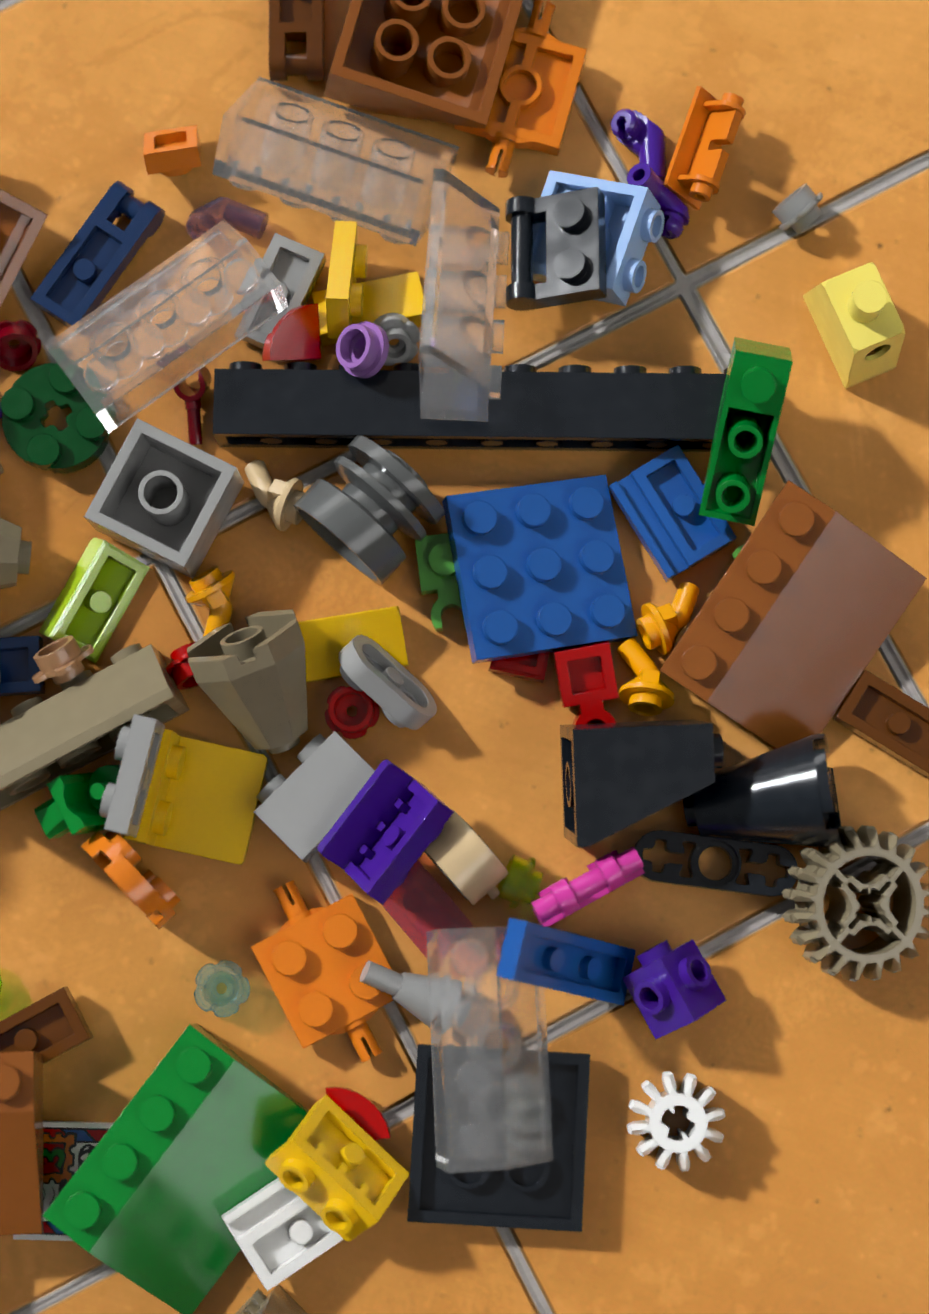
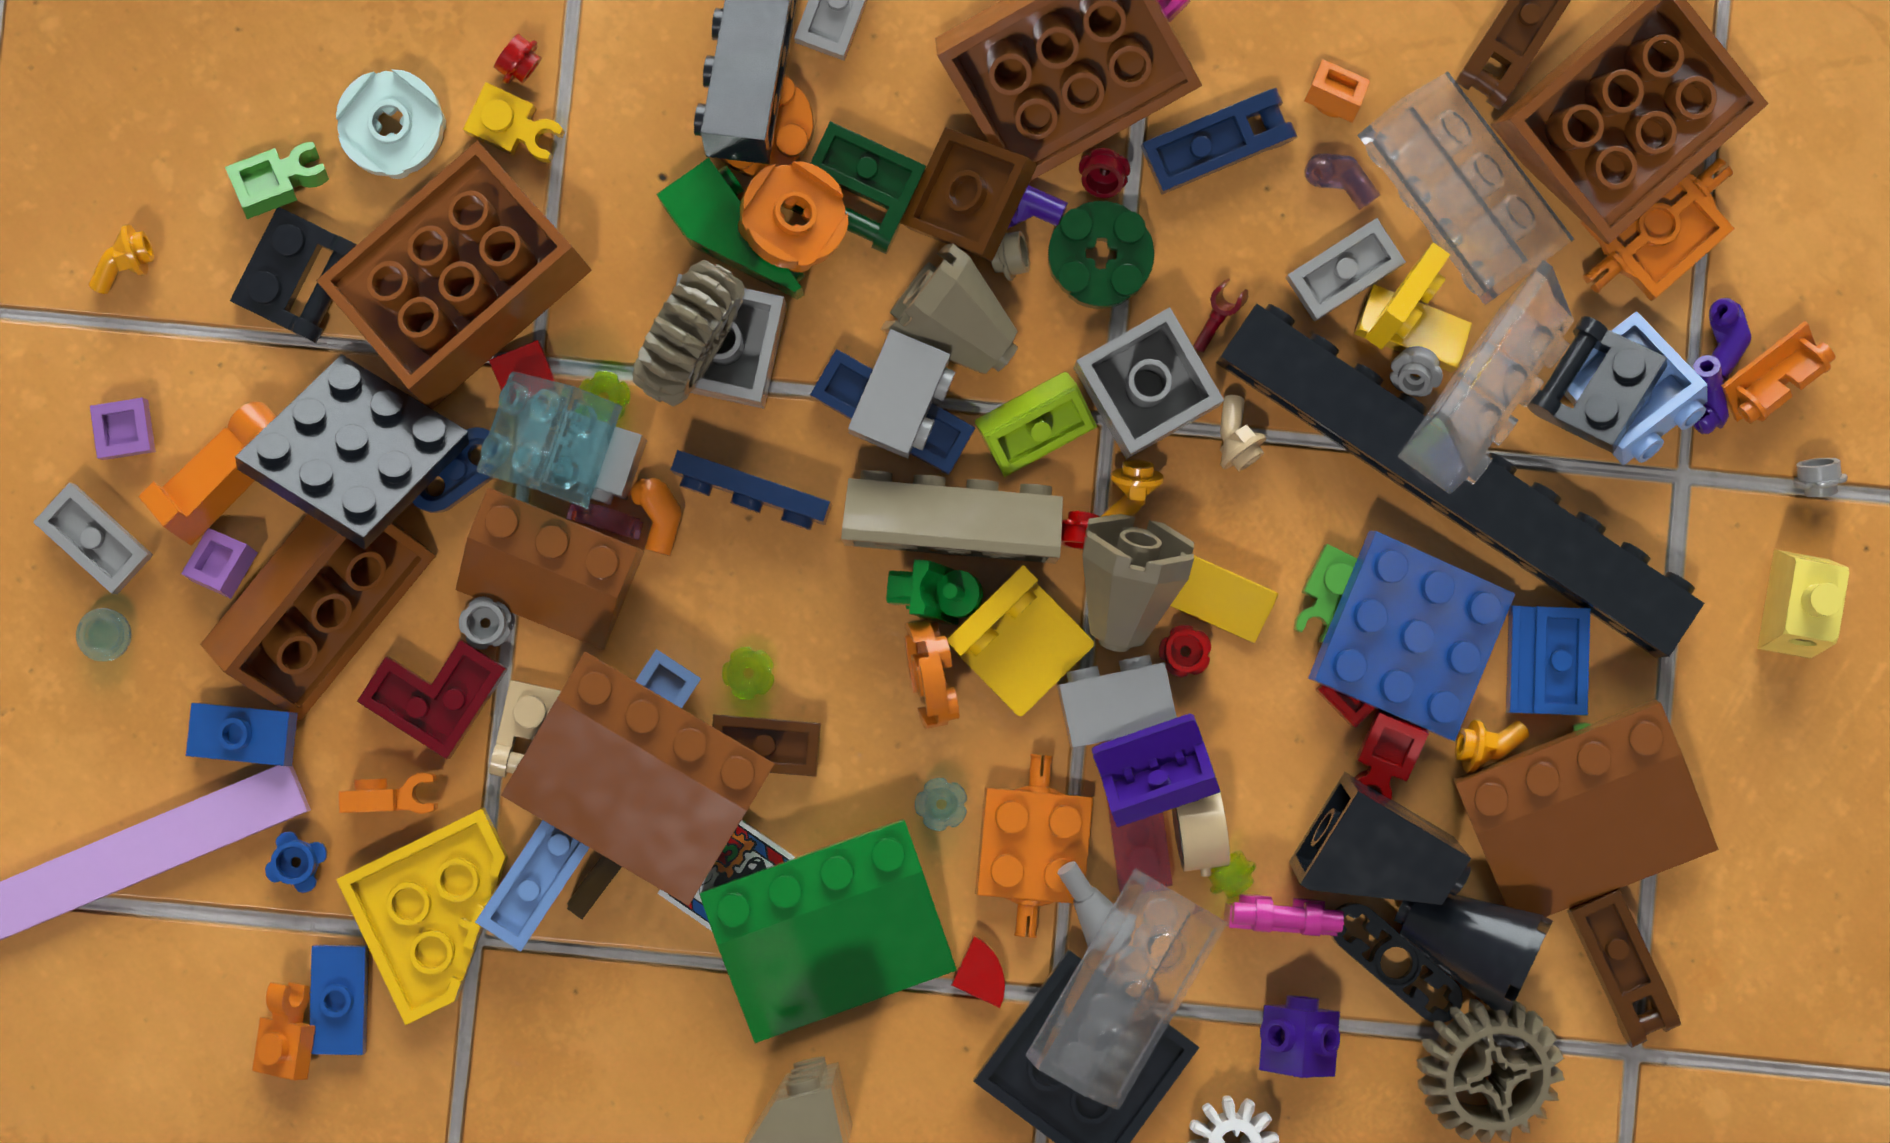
camera: 25 degrees right, 5 degrees up
(61, 660) = (982, 461): medium nougat plate -> none
(138, 751) = (1003, 581): light grey plate -> none
(168, 324) = (1242, 239): clear slope -> none
(278, 1232) = (885, 1022): white plate -> none
(295, 336) = (1338, 316): red tile -> none
(338, 1170) = (946, 1008): yellow bracket -> none
(362, 349) = (1379, 360): medium lavender plate -> none
(370, 508) = (1314, 500): dark grey wheel -> none
(387, 682) = (1230, 649): light grey plate -> none
(565, 962) = (1230, 965): blue plate -> none
(646, 692) = (1432, 791): light orange plate -> none
(745, 430) = (1654, 637): green slope -> none

